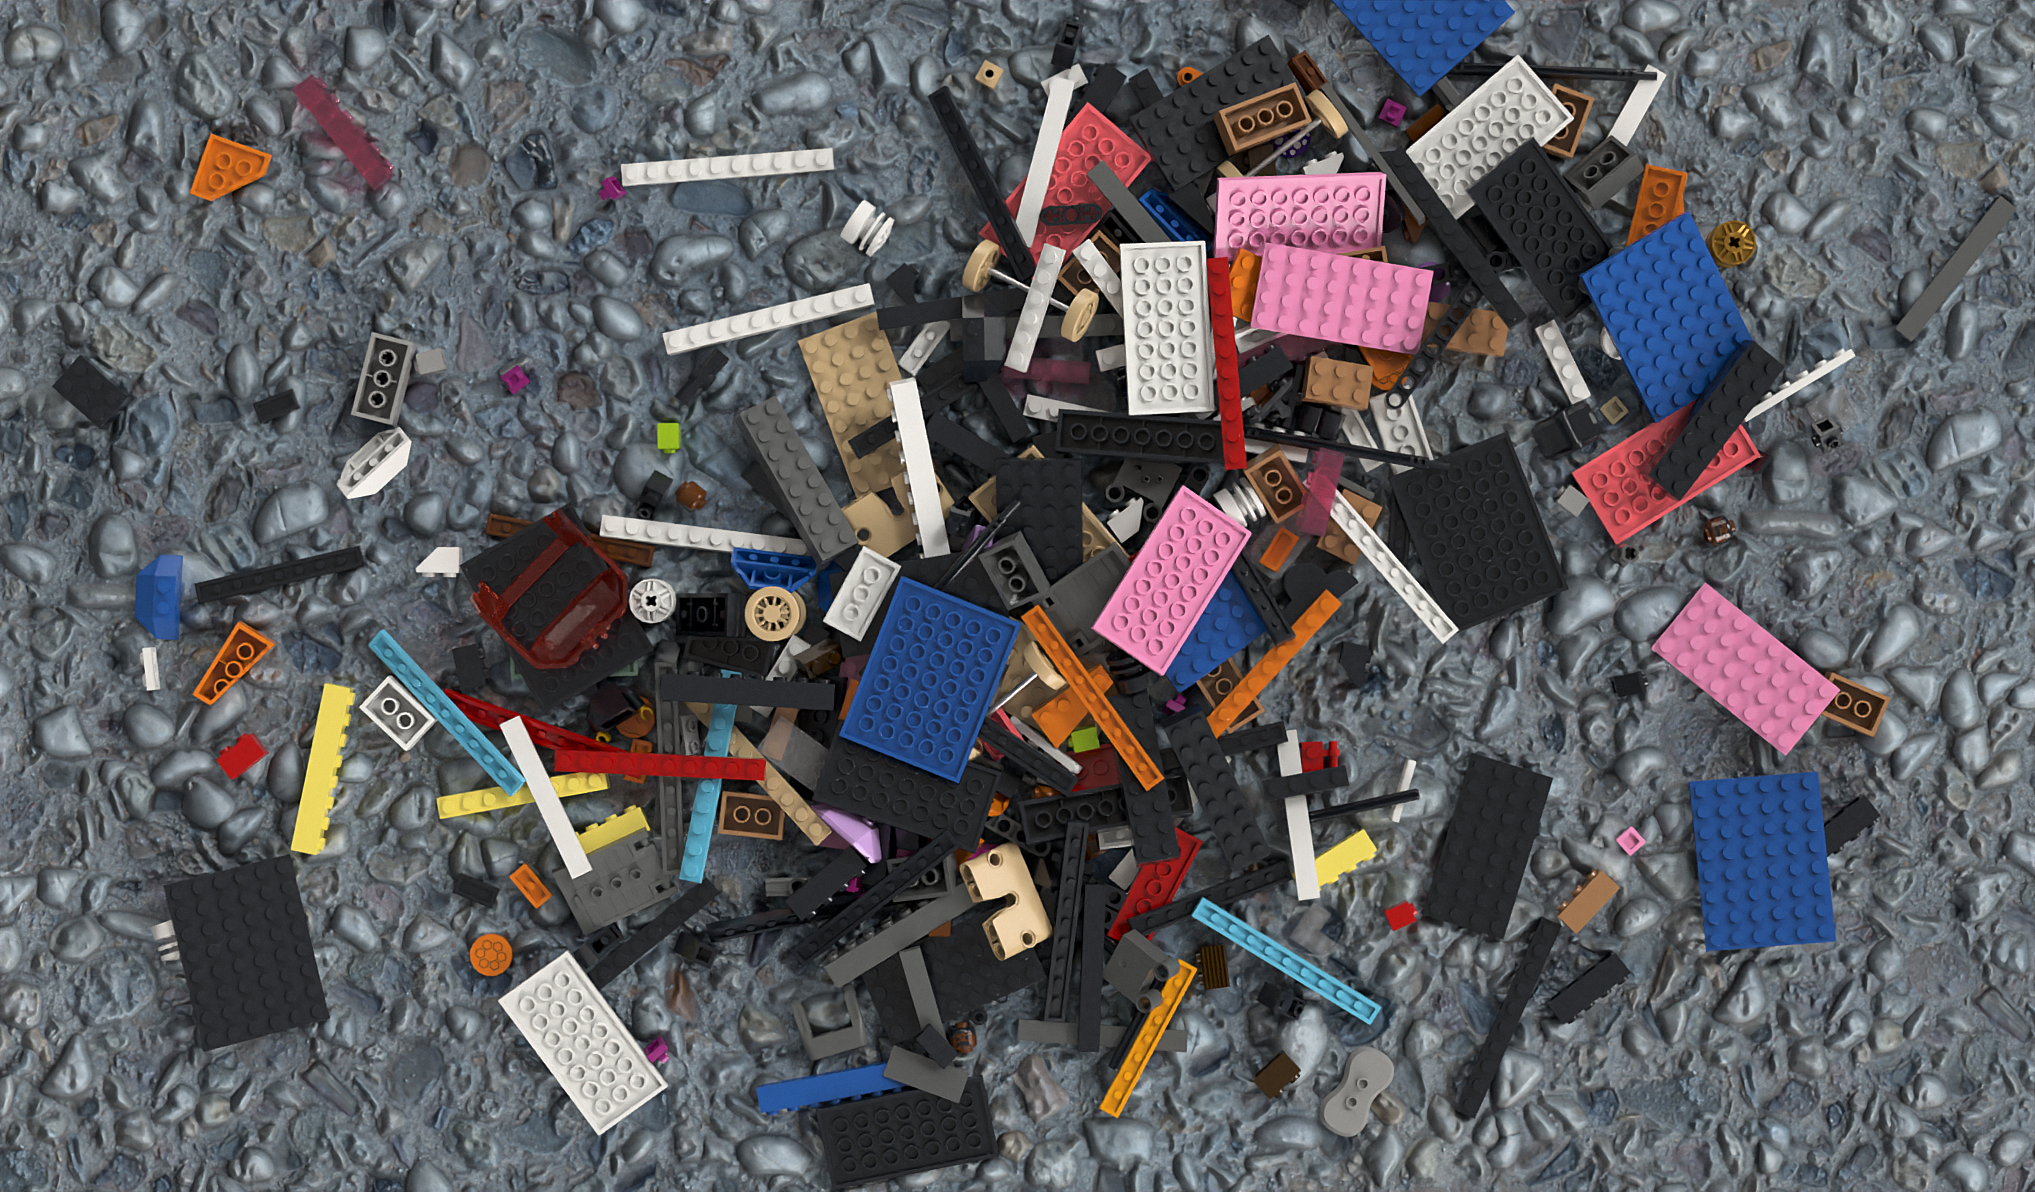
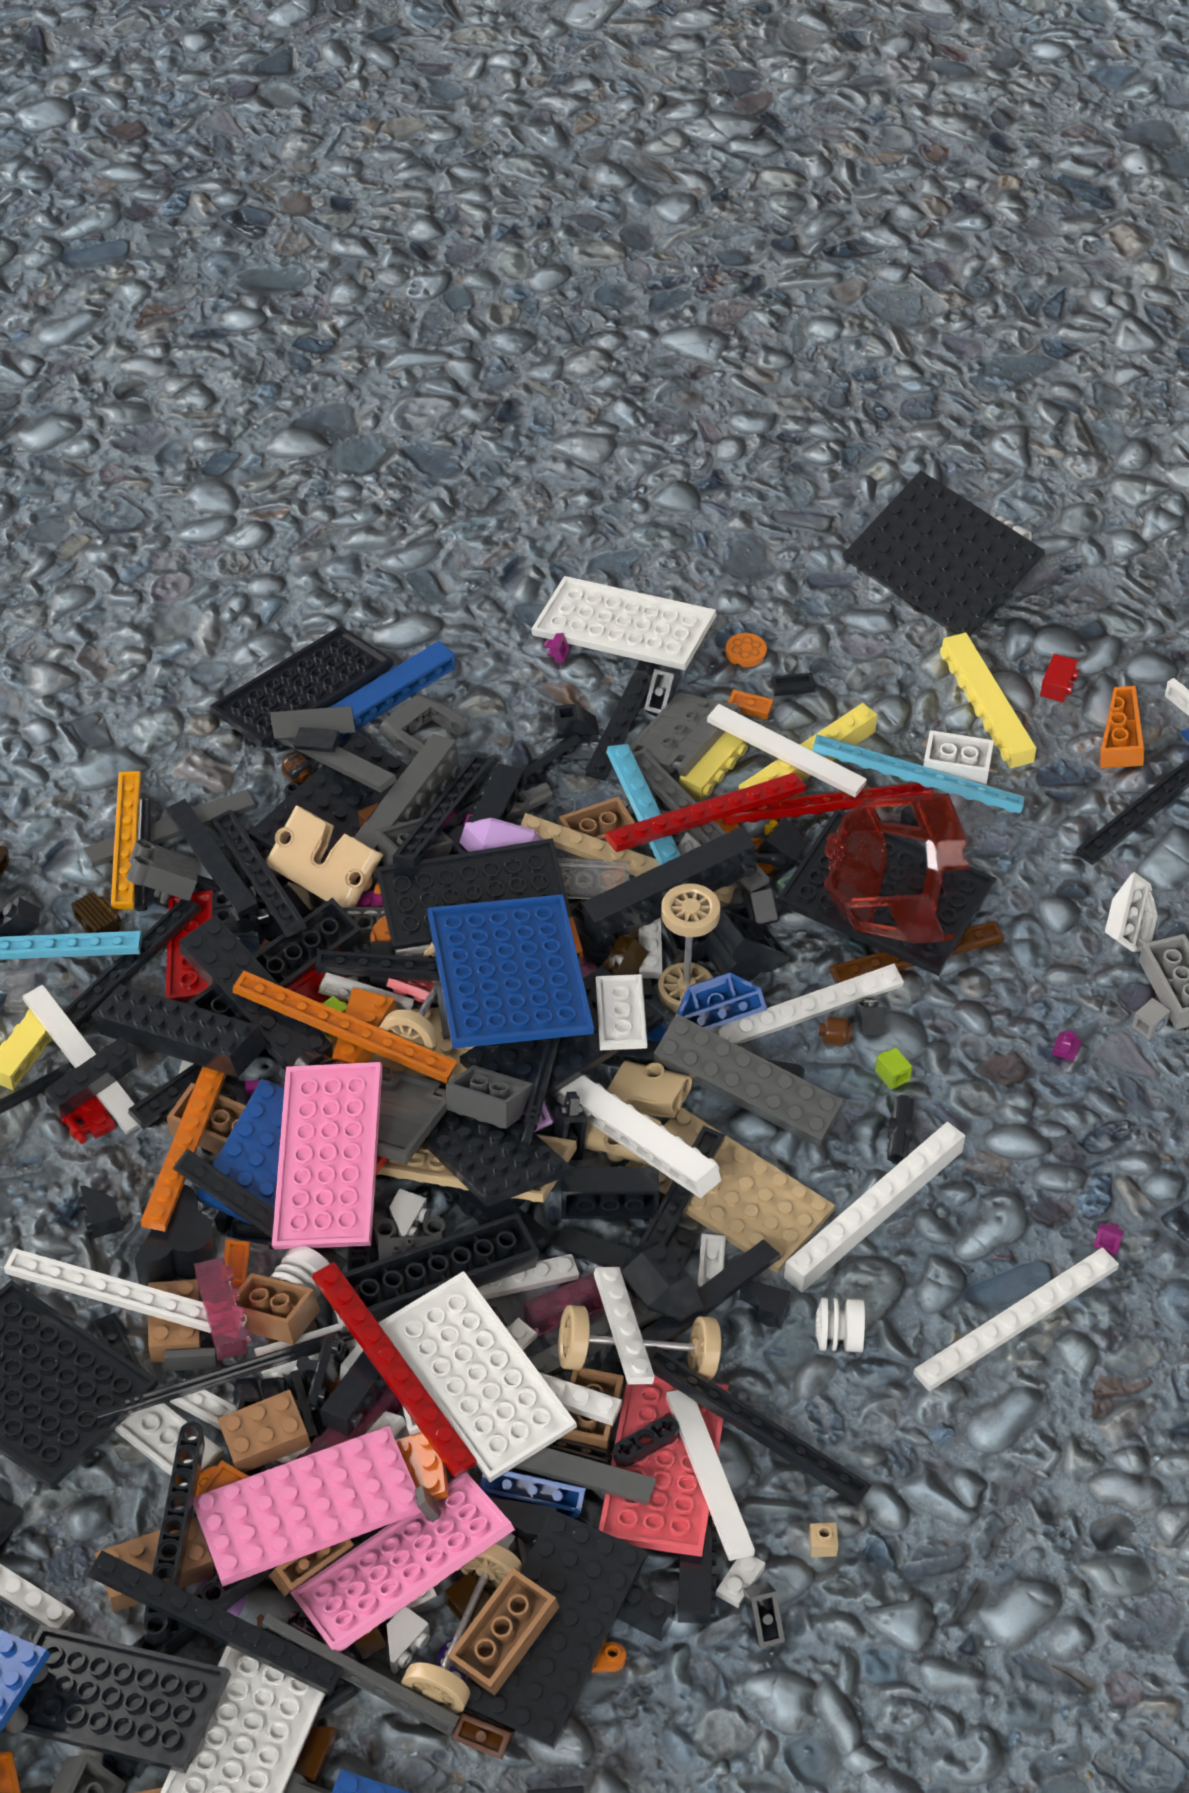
camera: 145 degrees right, 40 degrees down
(442, 560) = (1012, 881): white slope -> none
(665, 600) = (807, 935): white wheel -> none
(1260, 244) = (427, 1503): none -> dark grey tile
(1392, 113) = (362, 1746): magenta tile -> none

